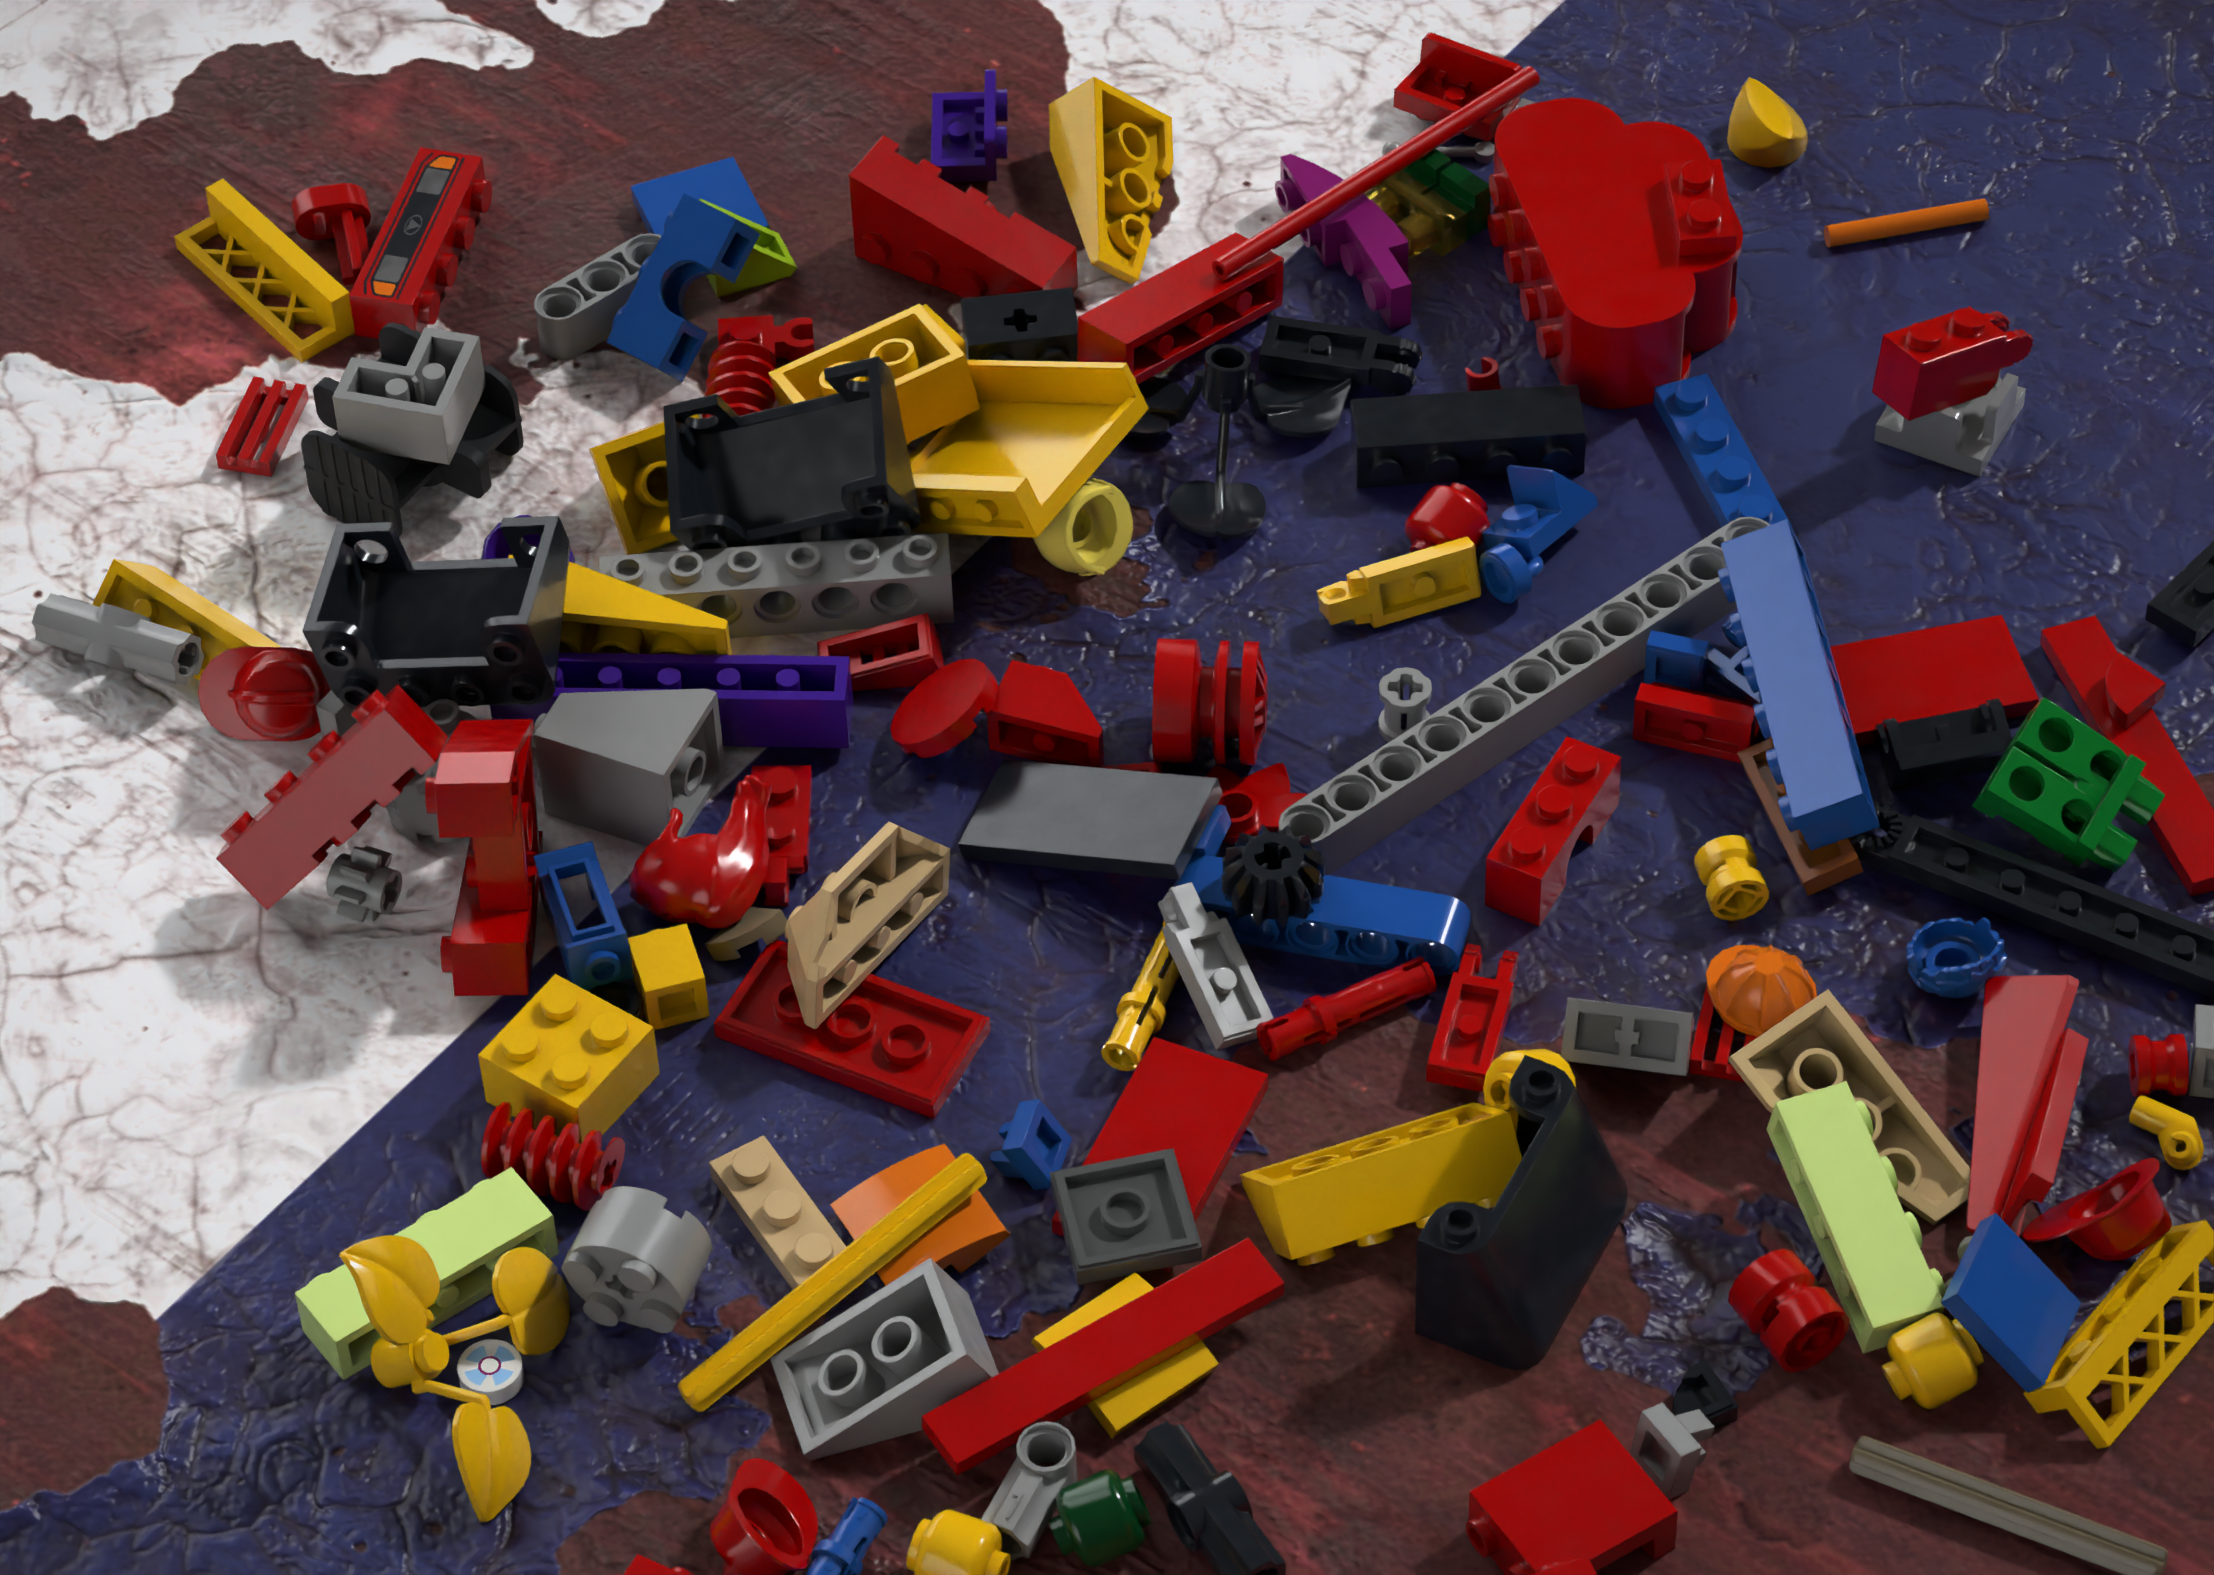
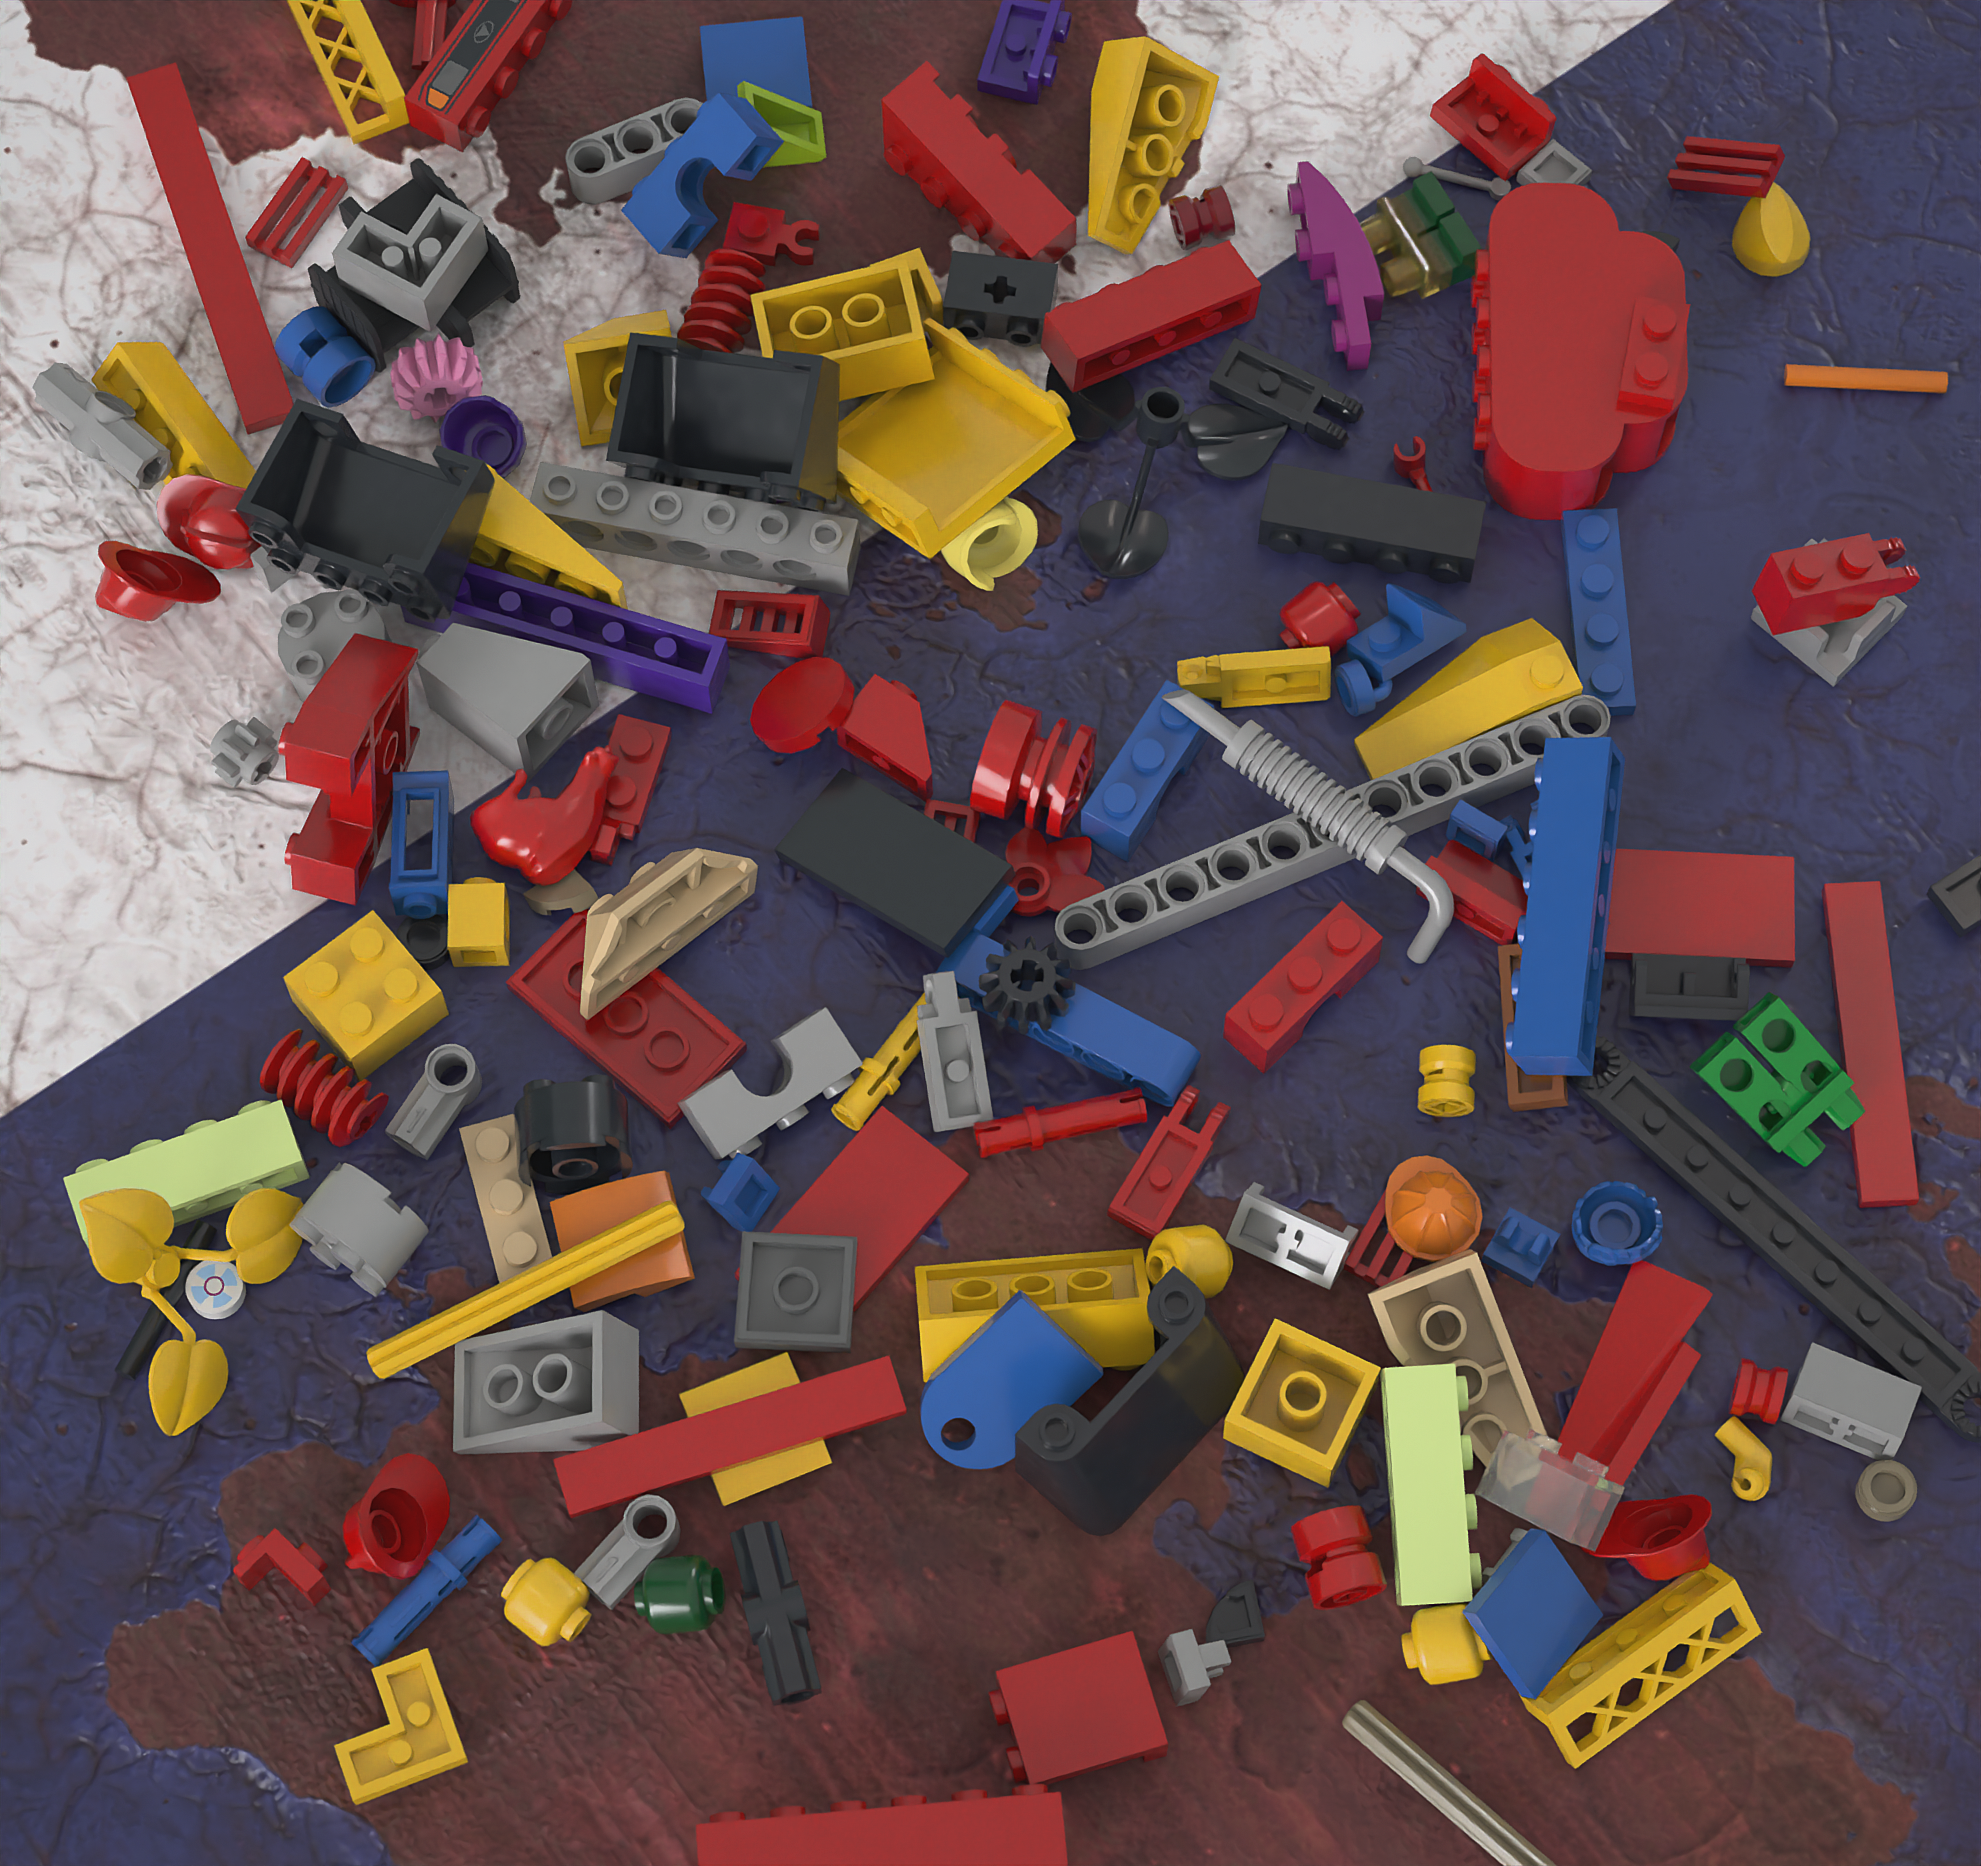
camera: 15 degrees right, 20 degrees up
(183, 476) = (211, 248): none -> red tile
(207, 768) = (149, 582): none -> red piece
(314, 516) = (324, 356): none -> blue wheel
(331, 795) = (228, 676): red wedge -> none
(435, 1408) = (155, 1319): none -> black bar
(459, 516) = (435, 376): none -> bright pink gear
(677, 1139) = (432, 1105): none -> light grey piece
(836, 1124) = (572, 1134): none -> black brick
(1067, 1007) = (814, 1062): none -> light grey arch
(1198, 228) = (1197, 218): none -> dark red wheel
(1324, 669) = (1132, 787): none -> blue arch
(1371, 1233) = (1001, 1380): none -> blue tile
(1374, 173) = (1377, 210): red piece -> none
(1391, 694) = (1205, 801): light grey bush -> none
(1524, 658) = (1328, 808): none -> light grey piece
(1628, 548) = (1477, 692): none -> yellow wedge
(1696, 1181) = (1301, 1402): none -> yellow brick
(1702, 79) = (1730, 160): none -> red tile
(1869, 1002) = (1520, 1247): none -> blue tile
(1972, 1177) = (1549, 1489): none -> clear piece
(2131, 690) = (1878, 979): red tile -> none

